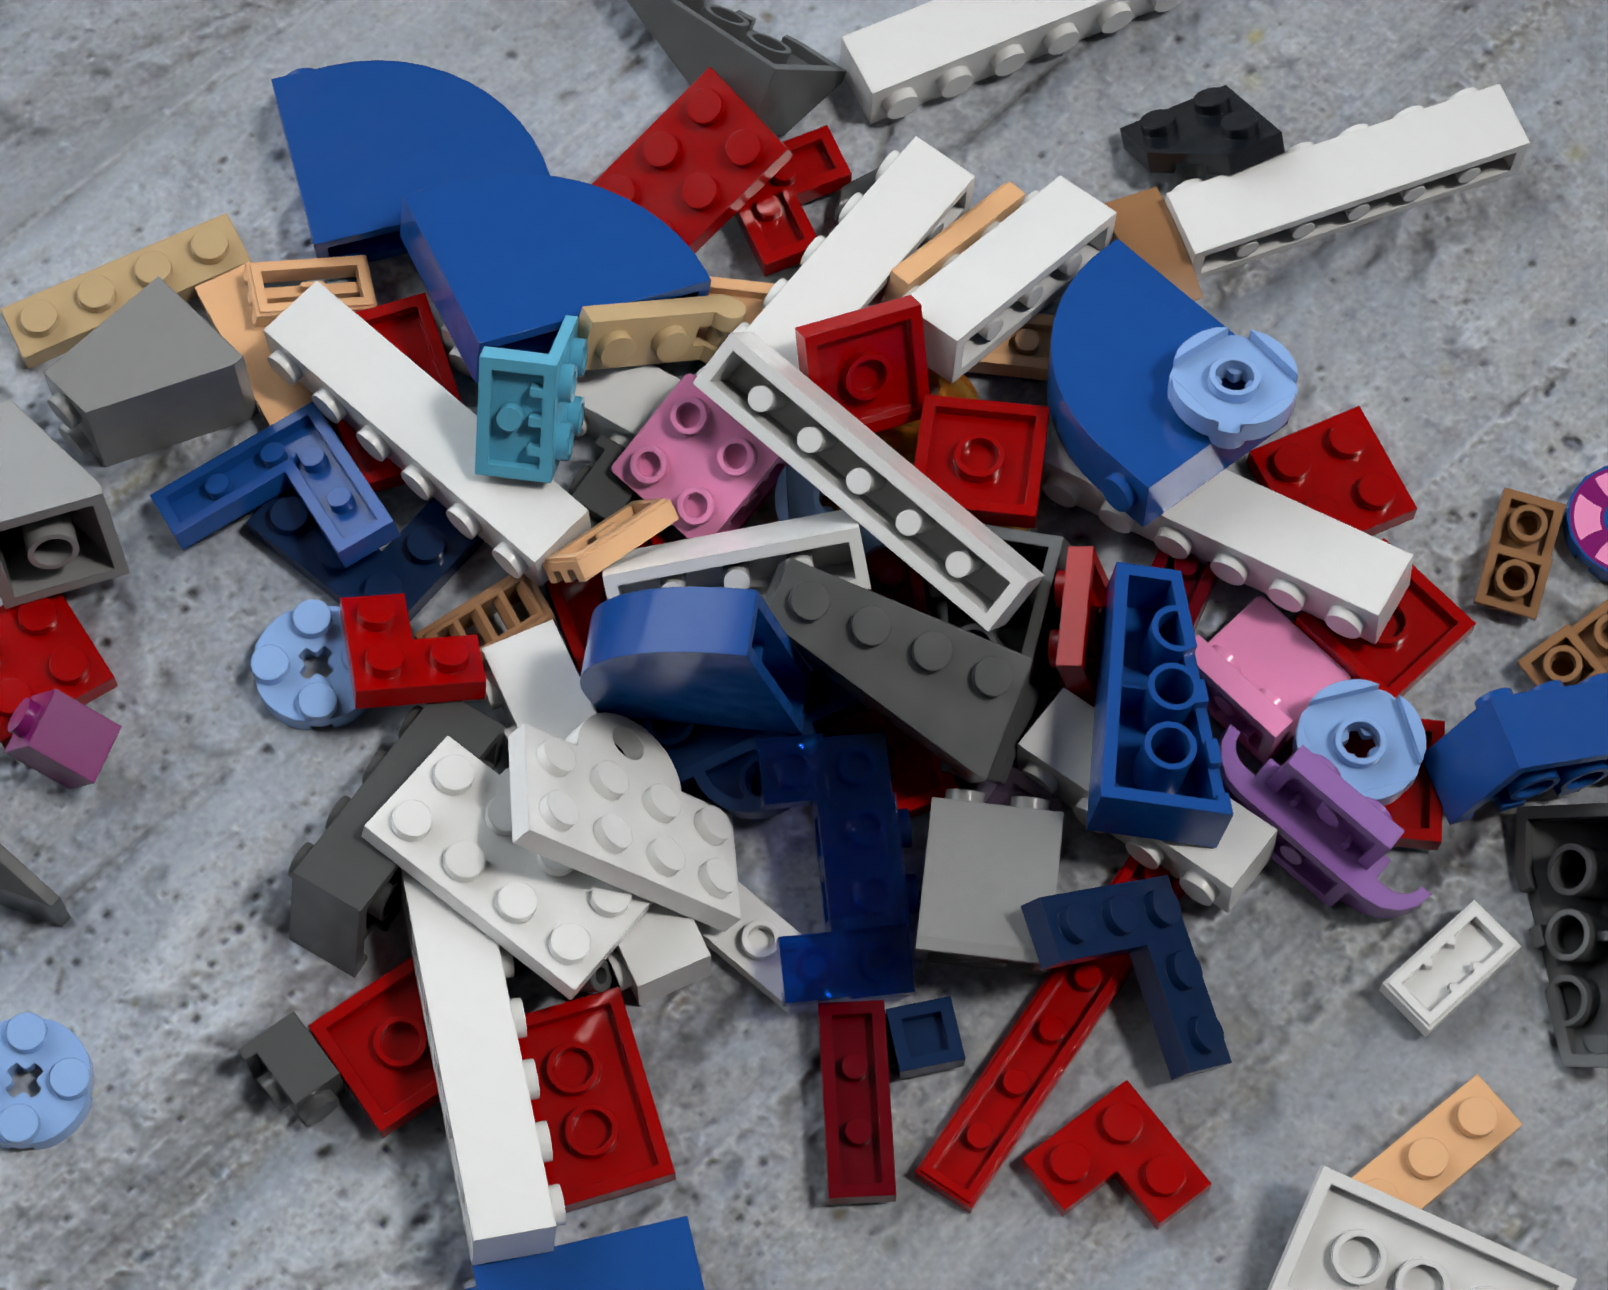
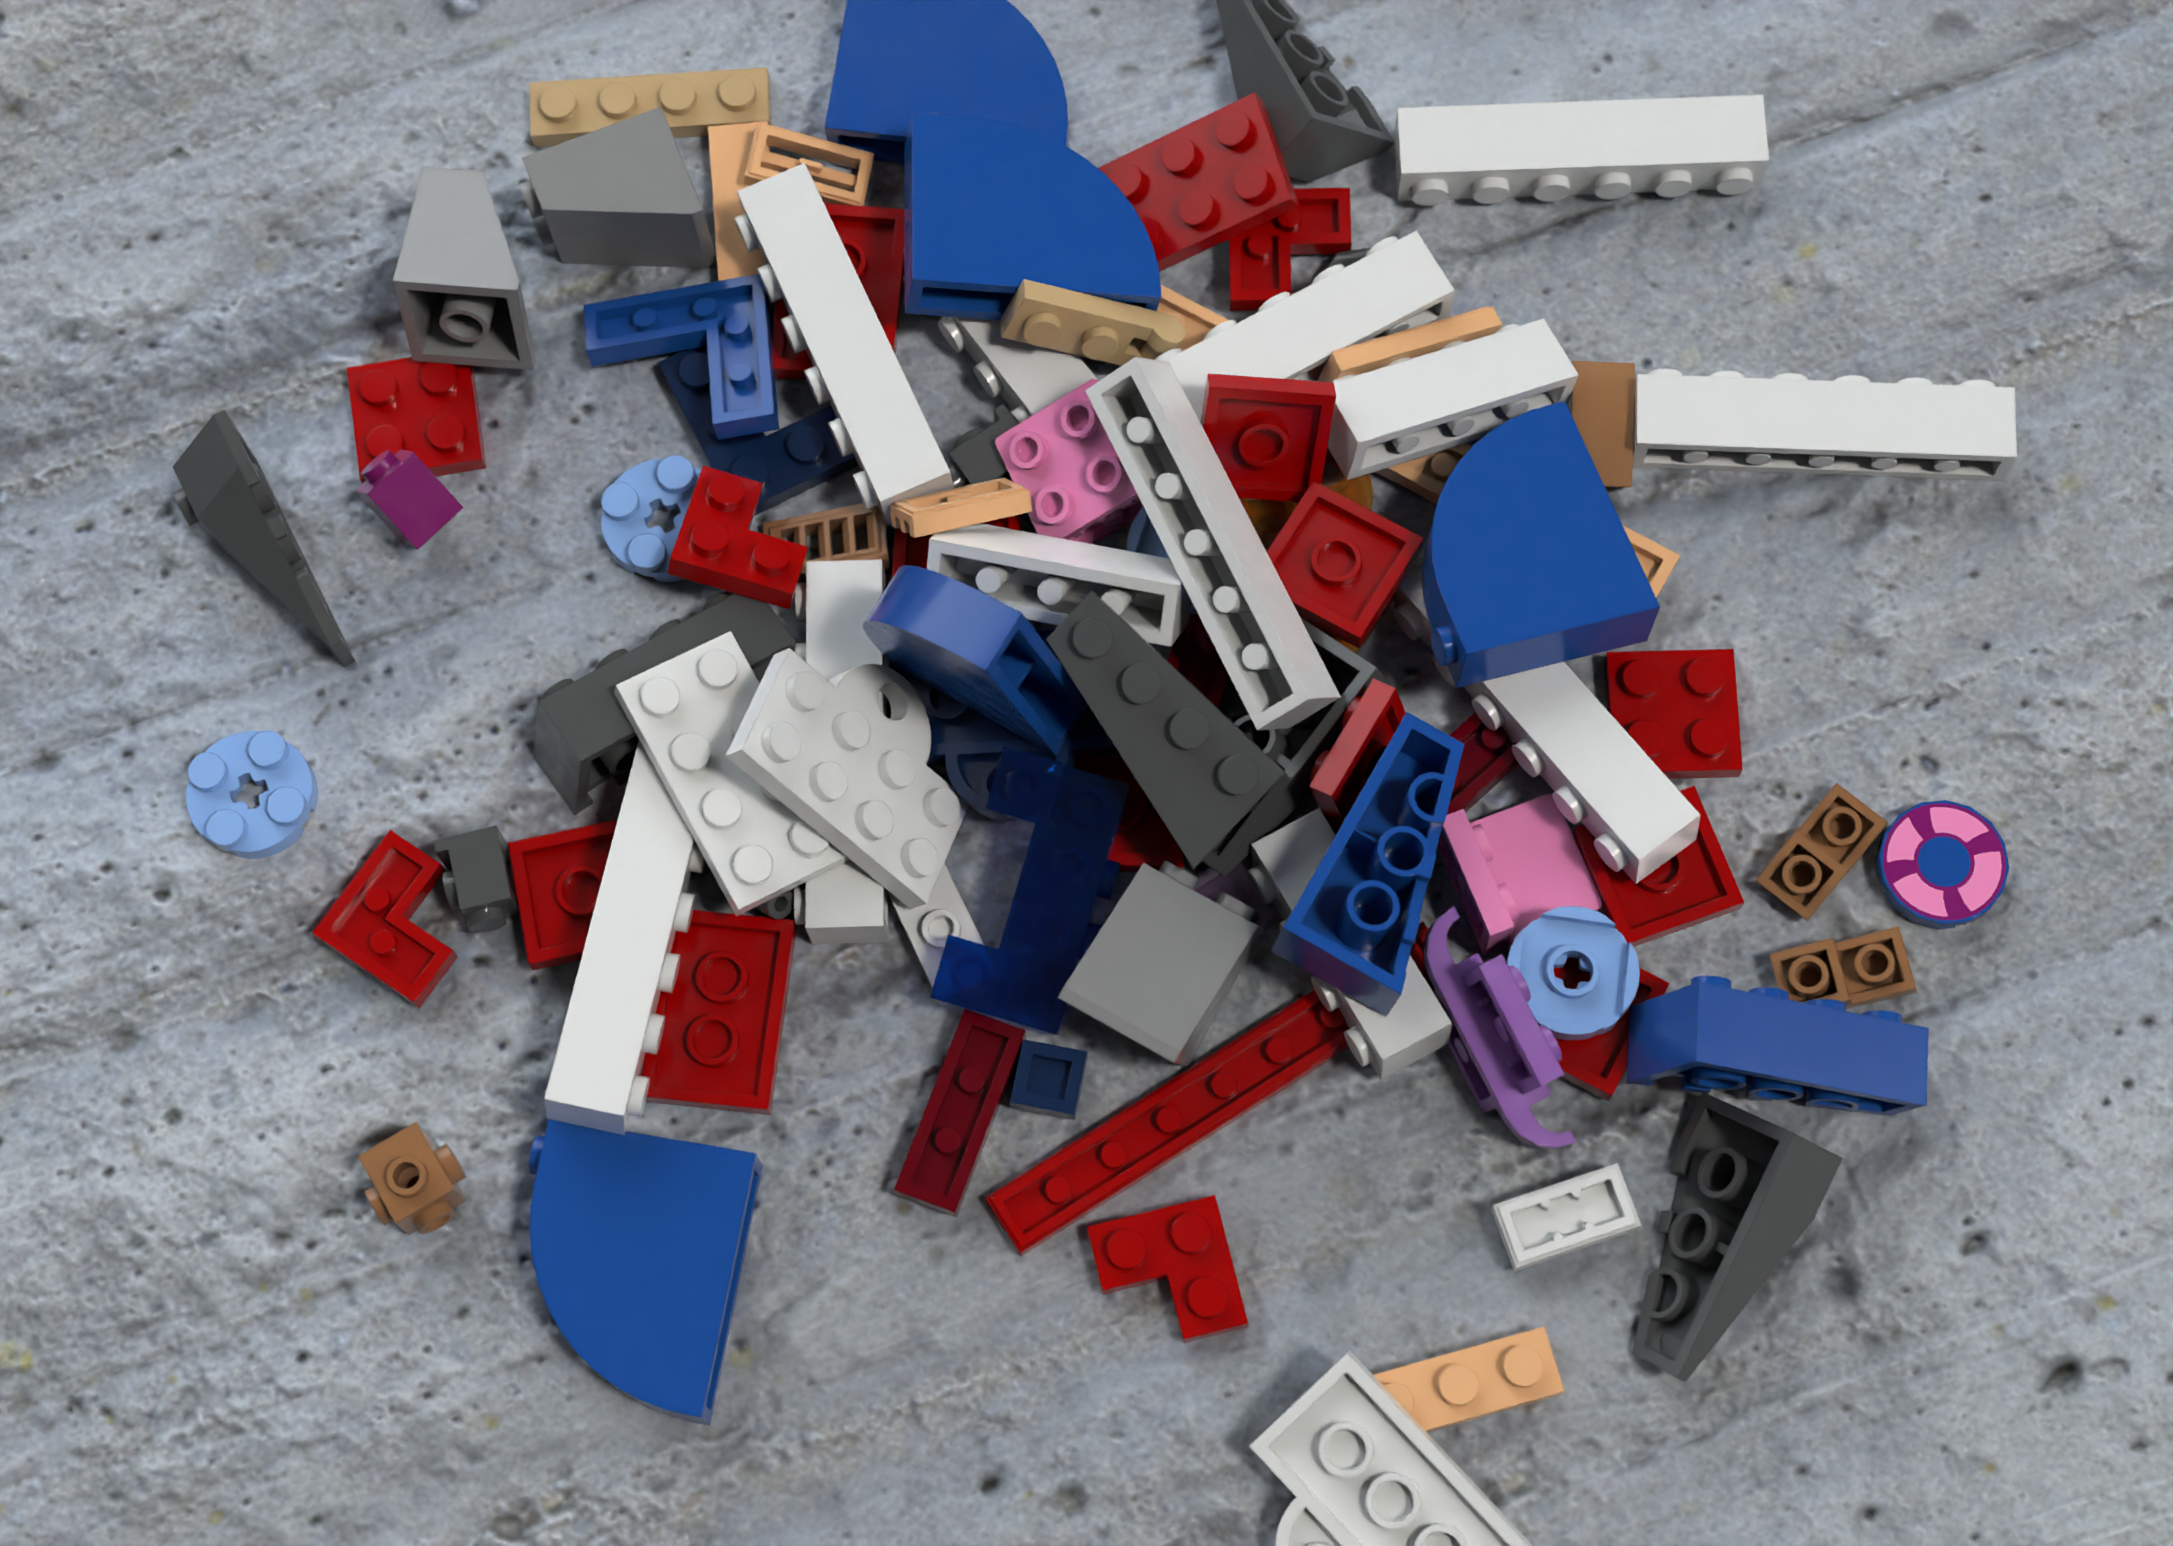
camera: 30 degrees right, 5 degrees up
(209, 1160) = (373, 924): none -> red plate
(530, 407) = (936, 357): medium azure bracket -> none
(1148, 924) = (1297, 1070): dark blue plate -> none
(1208, 130) = (1710, 328): black plate -> none
(1228, 414) = (1589, 618): light blue plate -> none

